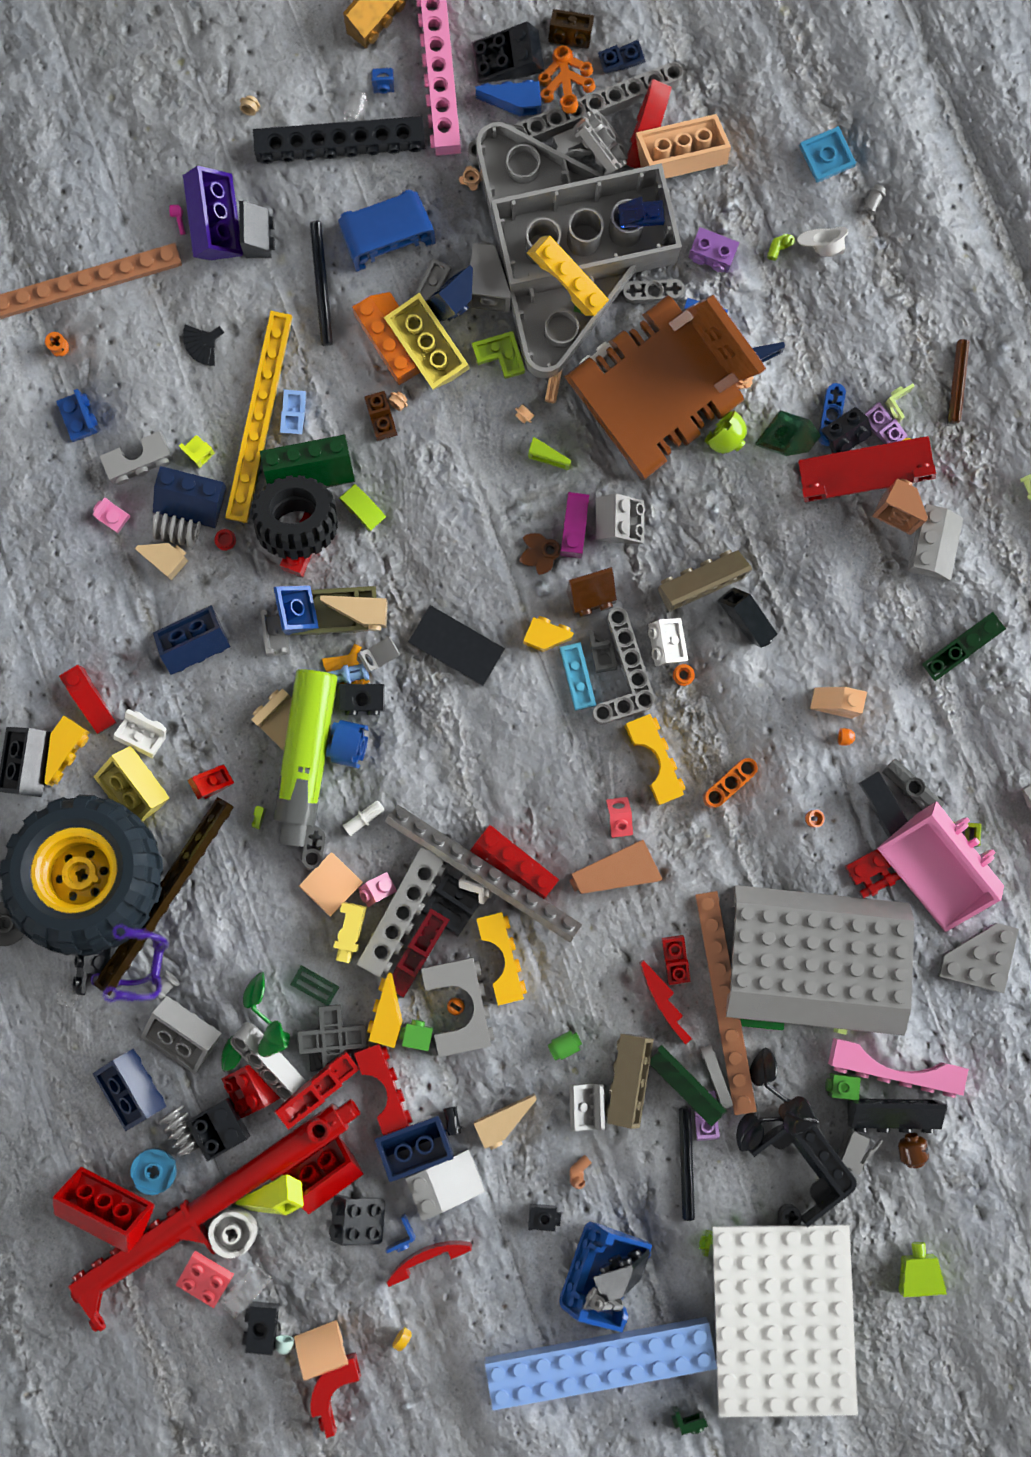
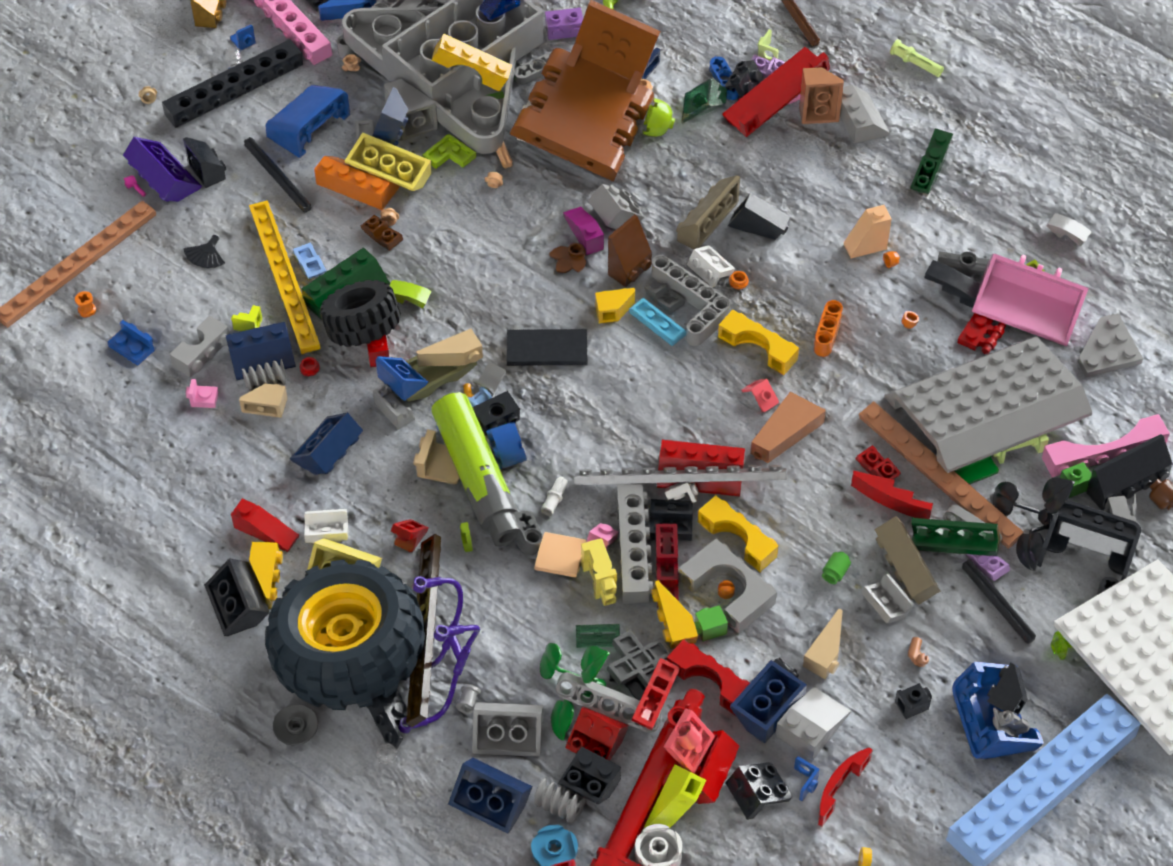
camera: 25 degrees left, 30 degrees down
(312, 1160) = (689, 741): none -> coral plate
(543, 453) = (525, 194): lime slope -> none
(691, 1424) = (1148, 791): dark green bracket -> none

